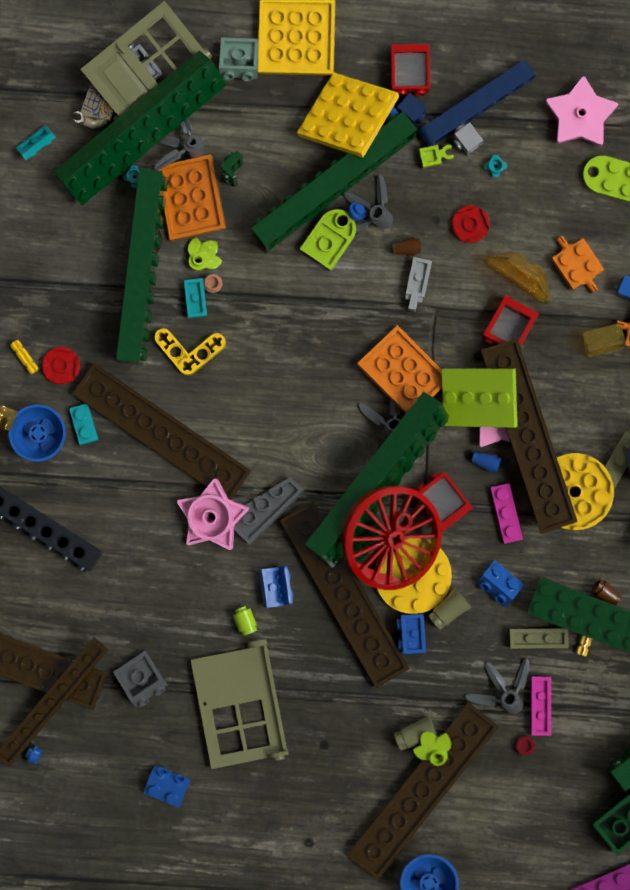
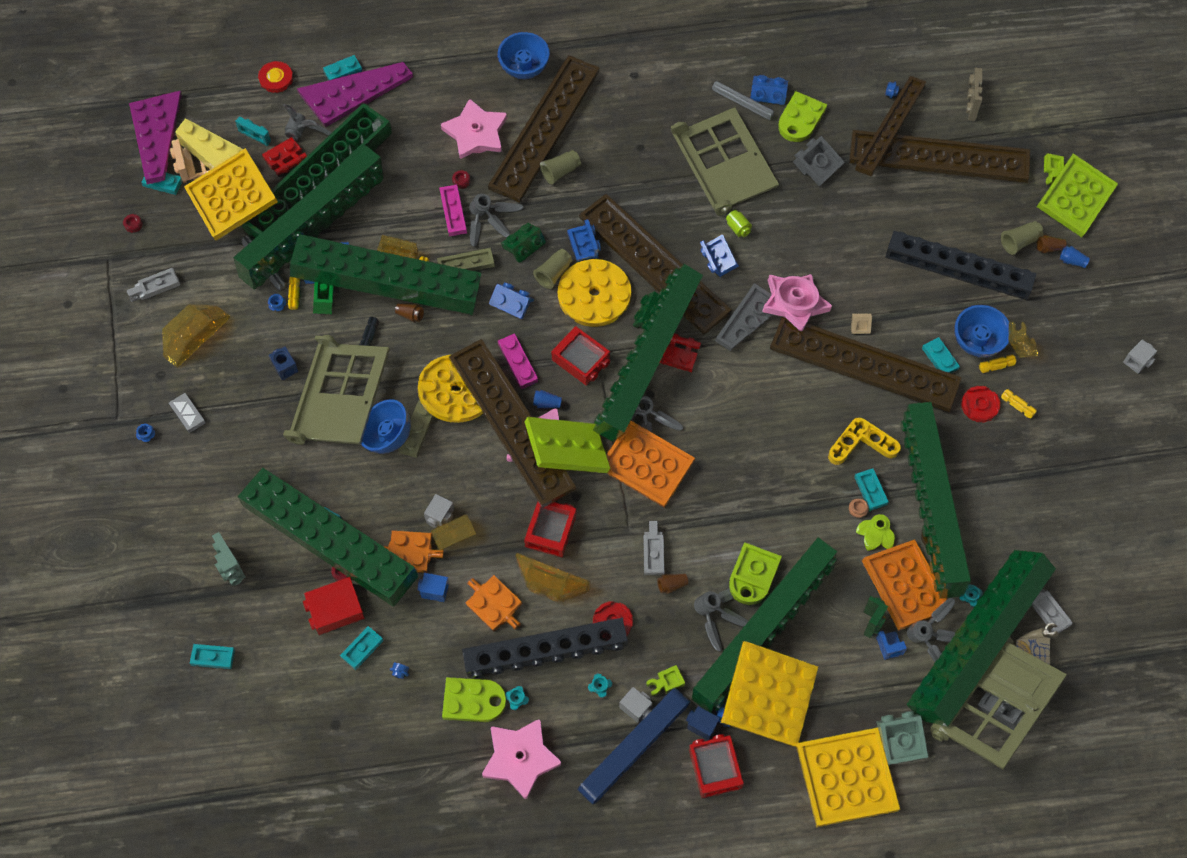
camera: 165 degrees right, 20 degrees down
(18, 405) = (997, 363): none -> yellow axle
(35, 142) = (1083, 605): teal plate -> none
(66, 140) = (1051, 611): none -> light grey hinge
(141, 744) = (802, 116): none -> lime plate
(152, 476) = (861, 323): none -> tan tile
(199, 779) = (743, 100): none -> dark grey axle
(221, 144) = (890, 645): none -> blue panel
(338, 479) = (681, 358): none -> red plate
(356, 211) = (733, 603): blue plate -> none
(385, 544) = (622, 298): red piece -> none
(433, 745) = (539, 151): lime plate -> none
(472, 210) = (534, 643): none -> black brick
(474, 650) = (524, 241): none -> dark green bracket
(484, 806) = (475, 130): none -> bright pink plate
(576, 165) = (510, 696): none -> teal plate
(608, 666) = (398, 247): none -> clear yellow hinge
(613, 363) = (439, 511): none -> light grey brick

